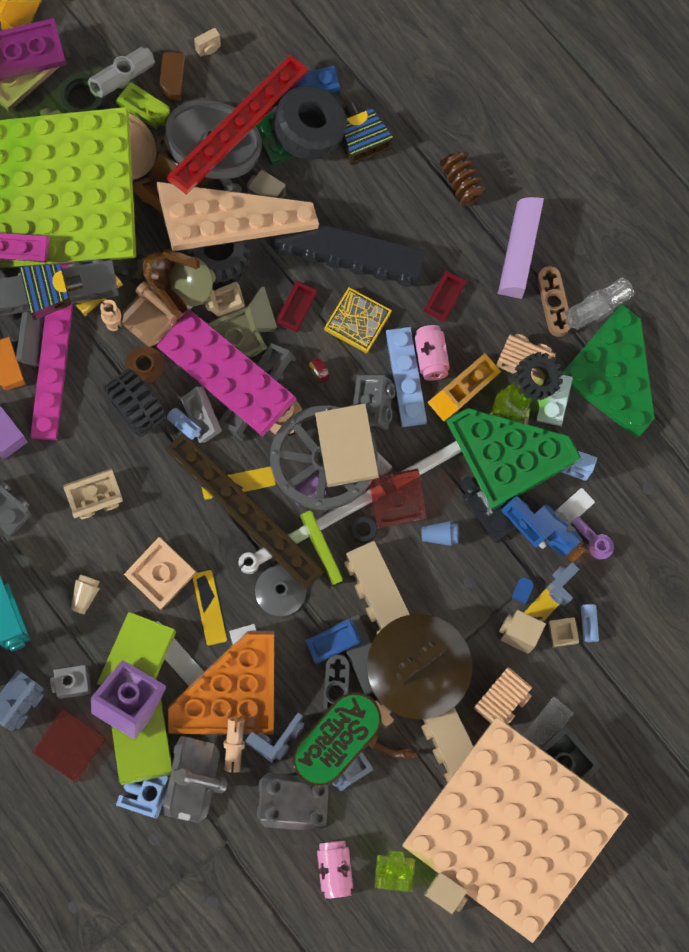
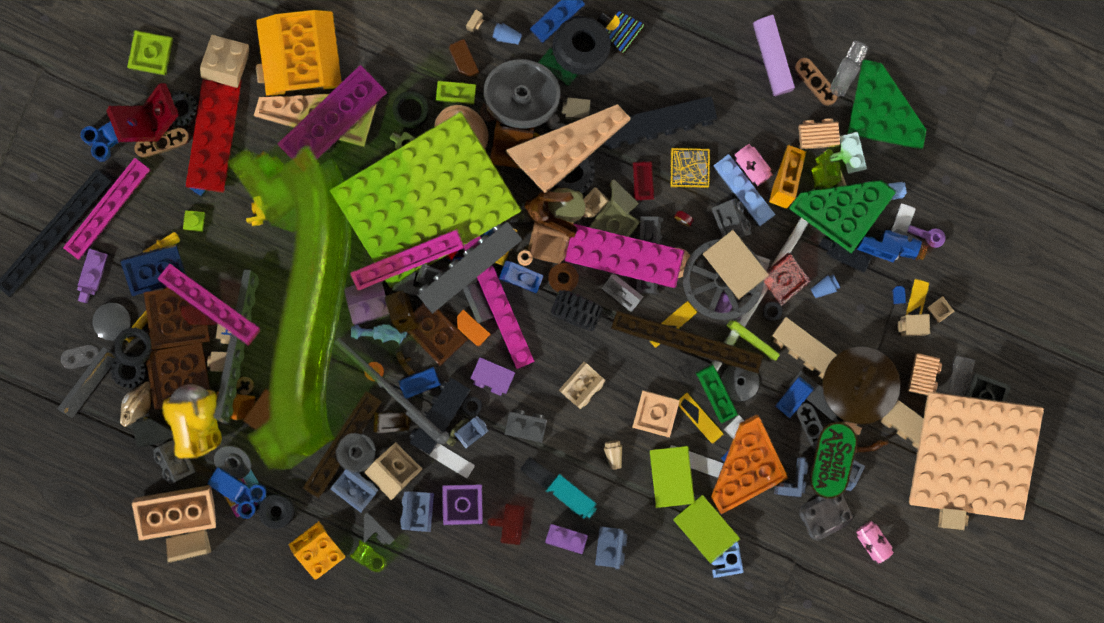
camera: 30 degrees left, 10 degrees up
(48, 288) = (479, 266): torso -> none
(69, 745) = (660, 556): clear red tile -> none
(71, 682) = (639, 516): light grey brick -> none
(96, 336) = (520, 276): none -> blue plate
(121, 72) = (432, 69): light grey piece -> none
(127, 699) = (685, 507): medium lavender slope -> none
(157, 111) = (473, 95): lime tile -> none
(183, 423) = (613, 304): light blue piece -> none
(193, 780) = (754, 535): flat silver shield -> none
(233, 72) = (506, 34): none -> medium blue cone
(234, 744) = (767, 498): light nougat pin -> none
(237, 125) = (537, 76): red plate -> none
(244, 587) = (716, 393): none -> green tile
(394, 872) = (913, 523): clear neon green brick -> none
(445, 296) = (740, 118): dark red tile -> none
(462, 177) = (708, 26): reddish brown piece -> none
(550, 371) = (827, 151): black tyre -> none
(556, 588) = (921, 273): sand blue bracket -> none
(589, 623) = (954, 294): light blue piece -> none

